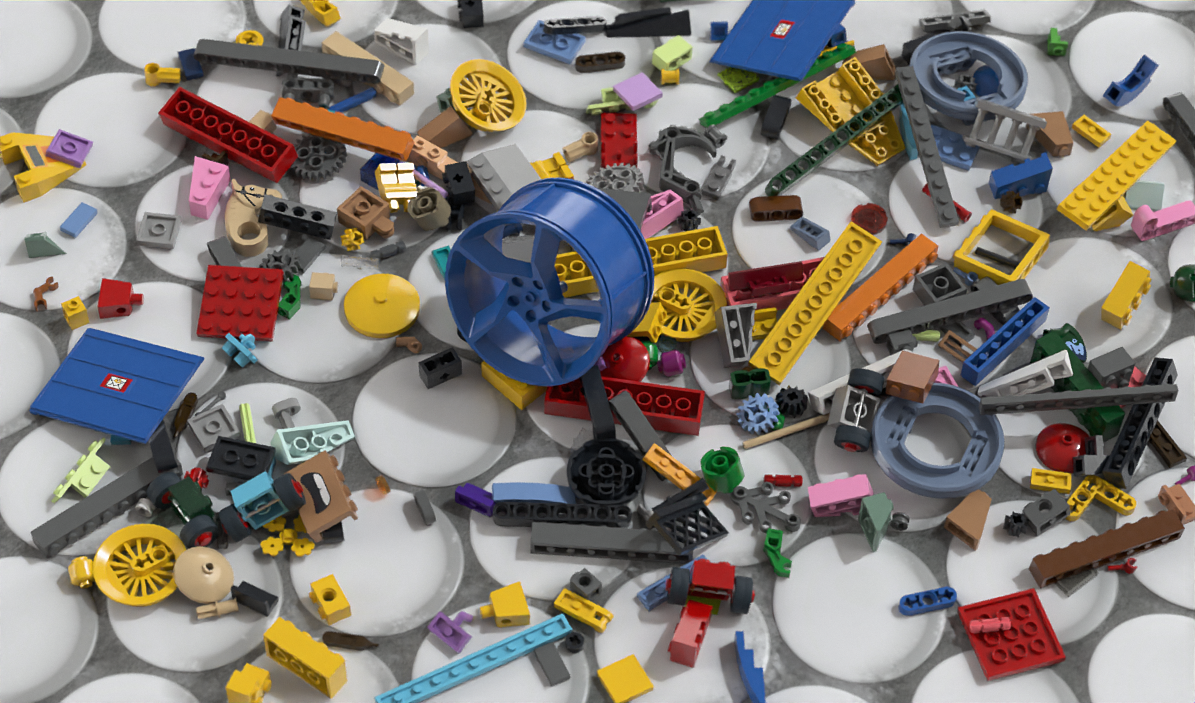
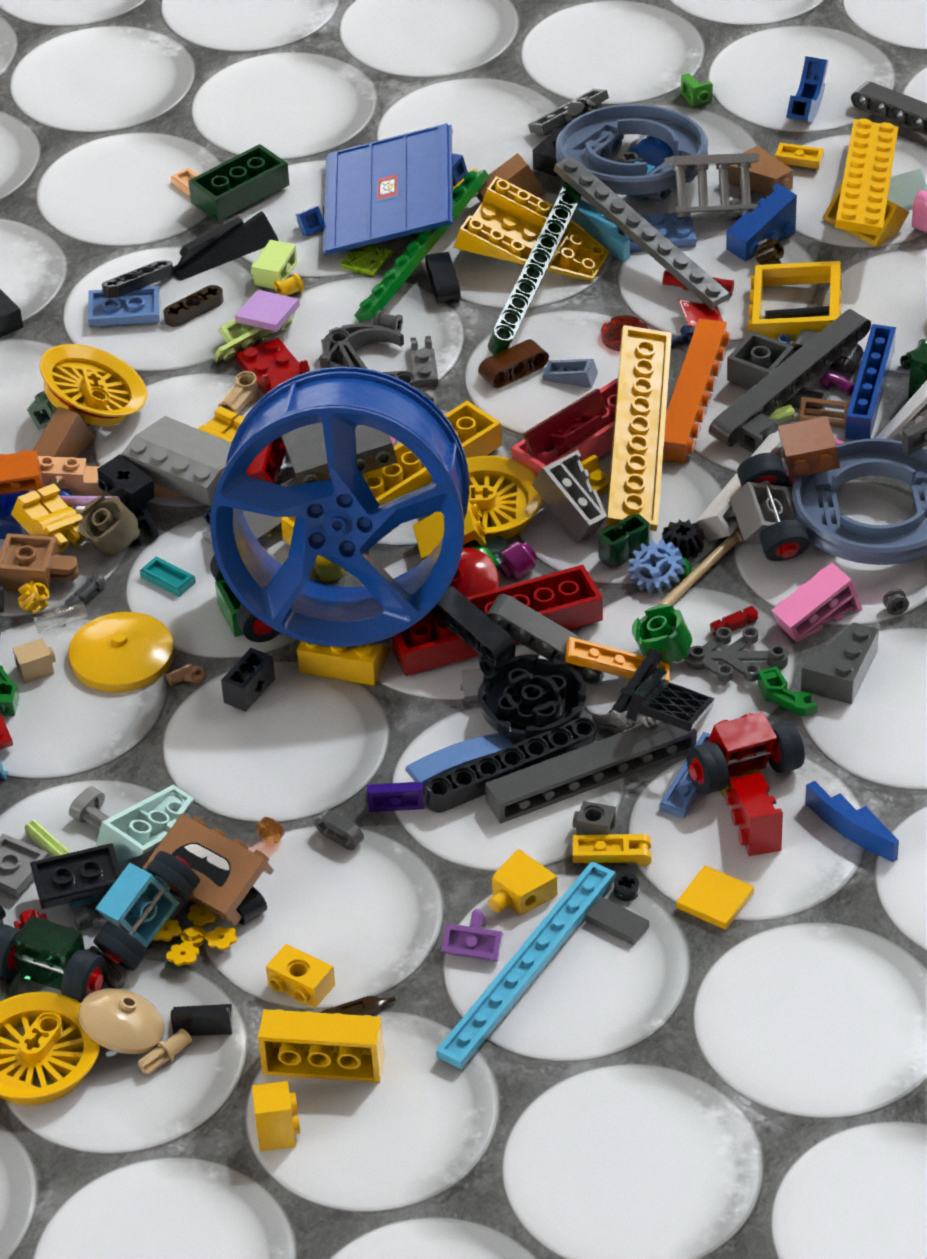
camera: 25 degrees left, 10 degrees down
(828, 551) = (842, 664): none -> dark grey wedge
(875, 518) = (871, 605): sand green slope -> none
(931, 229) = (695, 310): none -> red sticker

